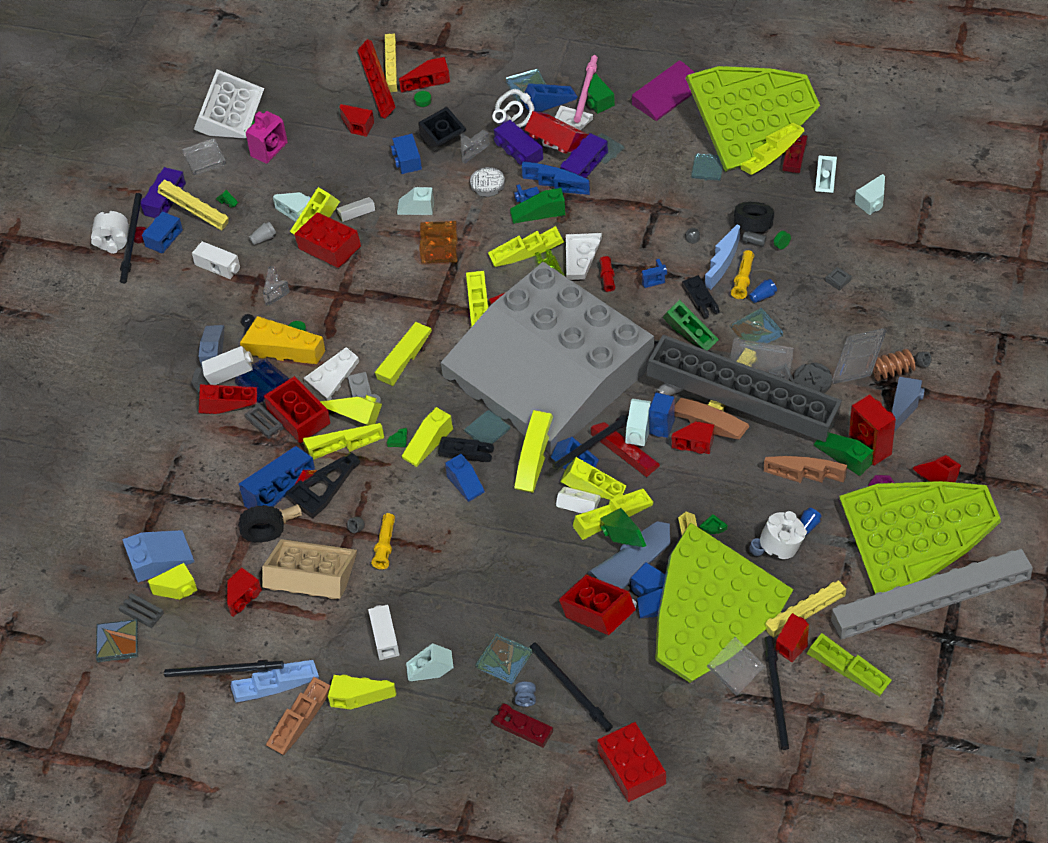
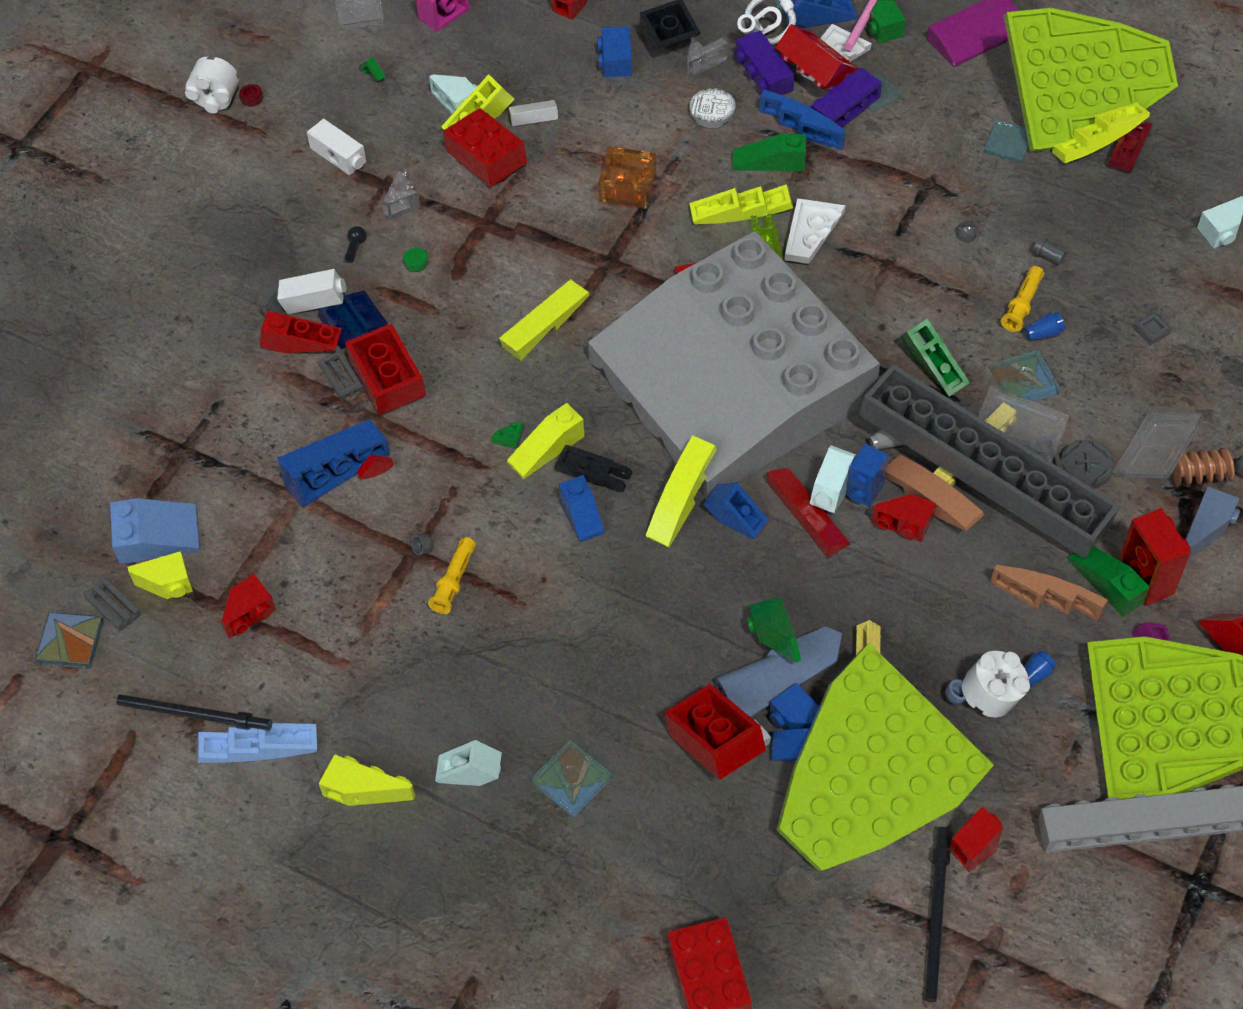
camera: 10 degrees right, 5 degrees up
(126, 263) = (222, 132): black bar -> none
(154, 202) = (294, 46): dark purple brick -> none
(162, 232) = (279, 97): blue brick -> none
(193, 204) = (326, 68): light yellow piece -> none
(211, 342) = (300, 256): sand blue slope -> none
(257, 515) = (295, 518): black tyre -> none
(263, 233) = (405, 123): light grey cone -> none
(282, 342) = (391, 273): yellow wedge -> none
(290, 513) = (337, 510): tan pin -> none
(299, 716) = (274, 803): nougat slope -> none
(308, 568) = (343, 593): tan slope -> none
(311, 502) = (367, 496): black plate -> none
(329, 376) = (441, 330): white wing -> none
(352, 439) = (447, 422): neon yellow slope -> none
(358, 408) = (465, 384): neon yellow slope -> none
(360, 386) = (477, 360): light grey hinge -> none
(383, 632) = (418, 705): white brick -> none
(417, 202) = (614, 118): light aqua slope -> none
(477, 295) = (660, 258): neon yellow slope -> none
(487, 428) = (630, 444): clear light blue piece -> none
(522, 195) = (753, 135): blue bracket -> none
(522, 725) = (573, 883): dark red plate -> none
(525, 694) = (587, 838): sand blue wheel -> none
(577, 500) = (726, 572): white slope -> none
(587, 478) = (752, 549): neon yellow slope -> none
(594, 712) = (676, 886): black bar -> none
(607, 273) = (840, 262): red pin -> none
(620, 422) = (808, 474): black bar -> none
(632, 503) = (797, 591): neon yellow slope -> none
(655, 275) = (904, 277): blue bracket -> none
(700, 296) = (958, 317): black hinge -> none
(713, 525) = (903, 646): green tile -> none
(723, 257) = (1004, 265): light blue slope -> none
(735, 666) = (887, 862): clear tile -> none
(753, 216) = (1055, 221): black tyre -> none
(782, 240) = (1086, 260): green tile -> none
(807, 607) = (1006, 796): light yellow piece -> none
(826, 173) = (1166, 180): light aqua slope -> none
(852, 667) = (1045, 893): lime slope -> none

